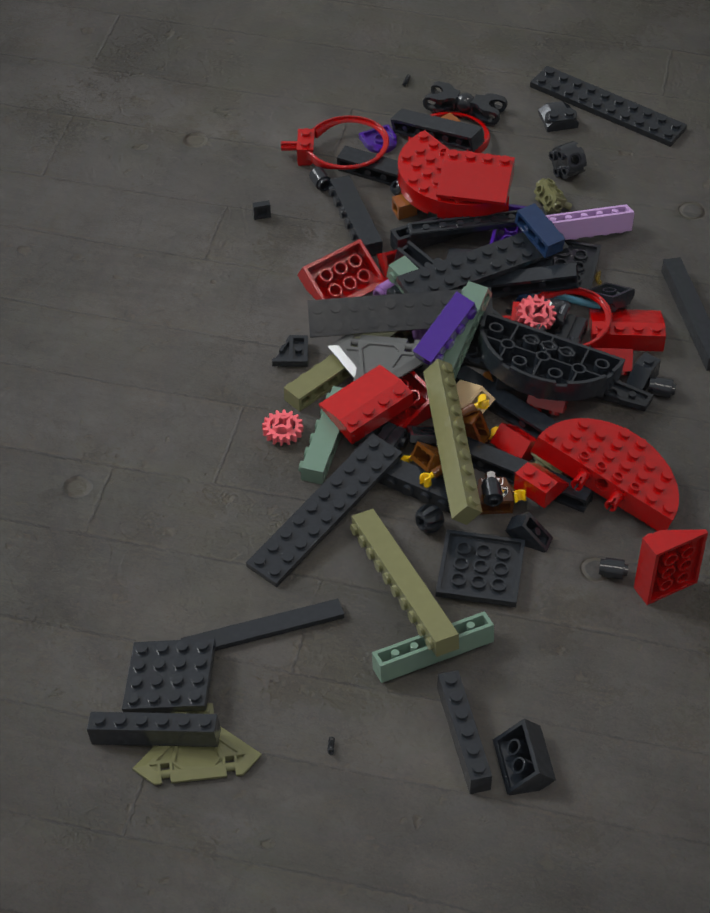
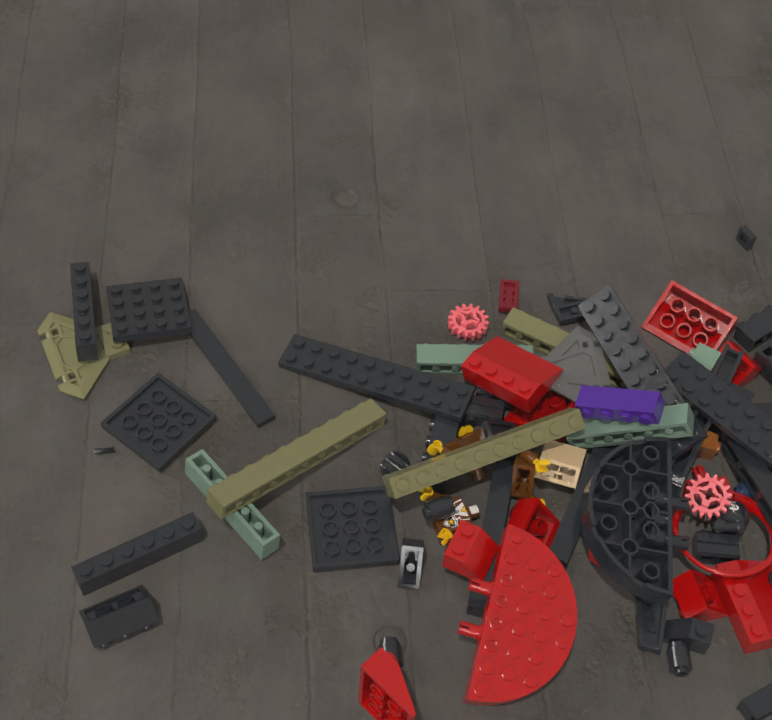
camera: 70 degrees right, 5 degrees up
(261, 391) = (508, 295): none -> dark red plate
(313, 693) = (158, 422): none -> black plate

